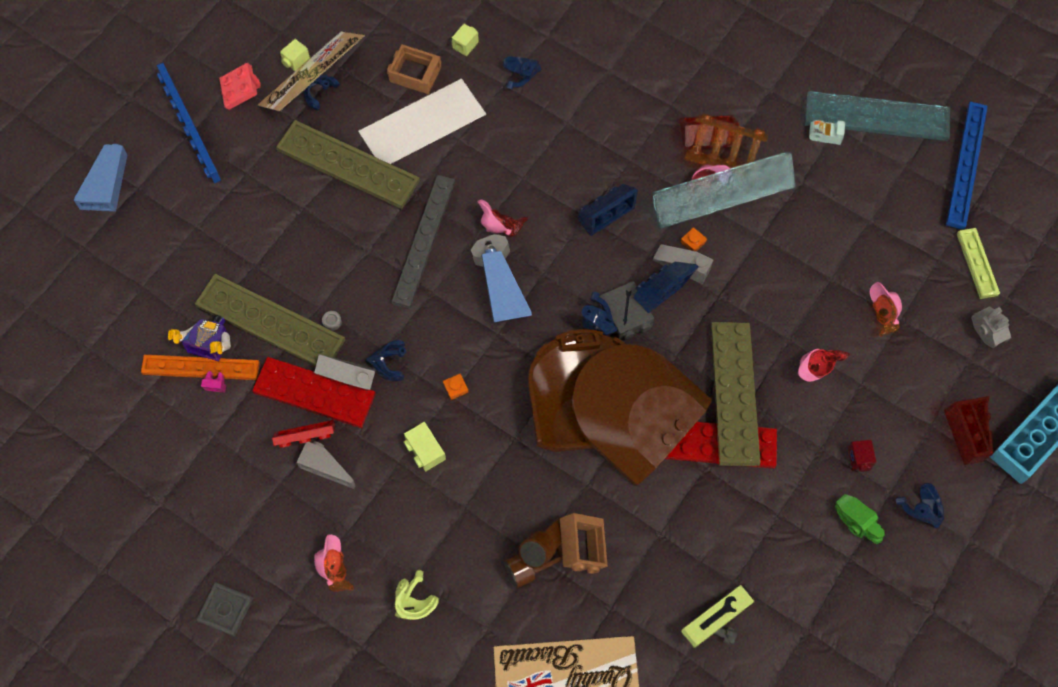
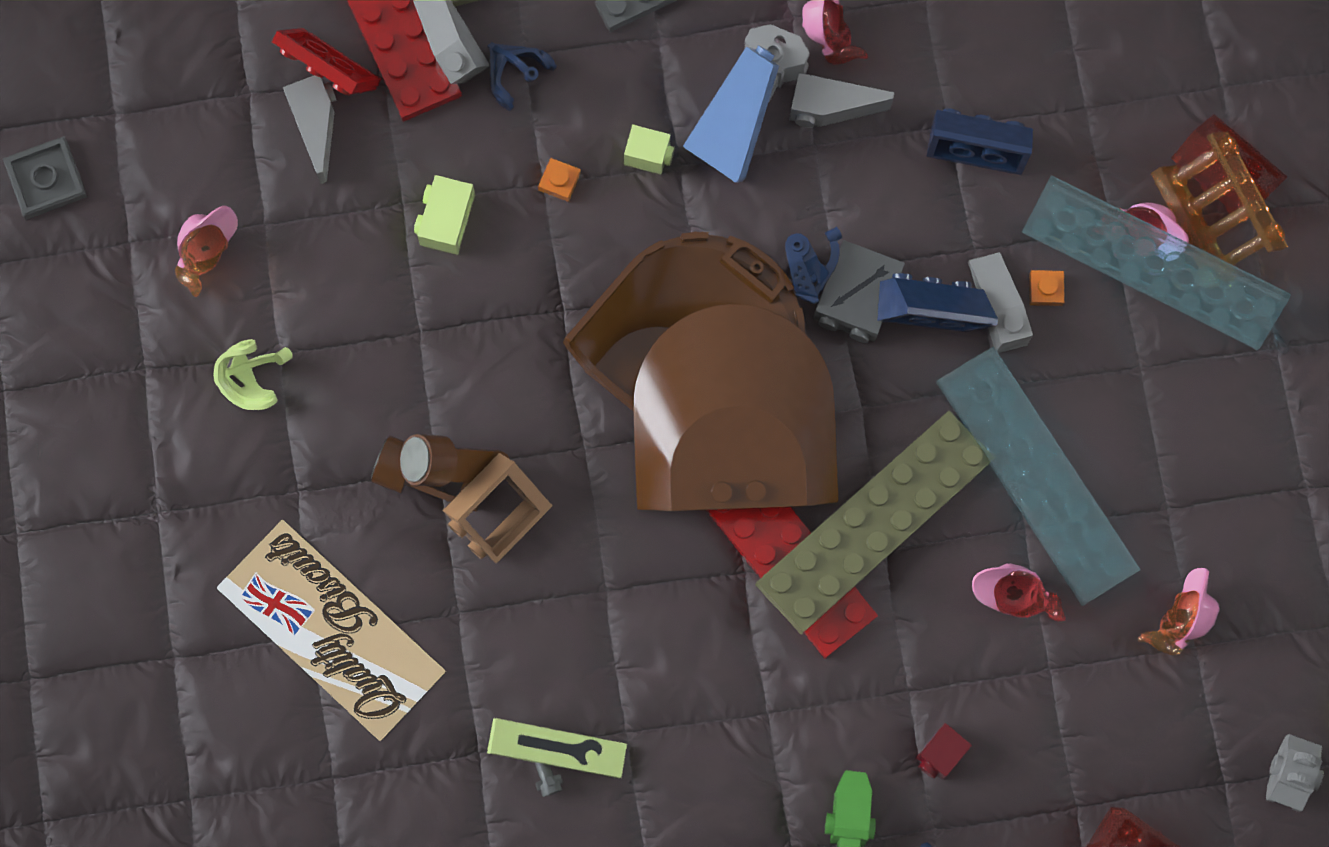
camera: 45 degrees right, 10 degrees up
(480, 338) = (648, 150): none -> yellowish green brick
(530, 250) = (830, 101): none -> light grey slope
(773, 313) = (1038, 476): none -> clear light blue plate

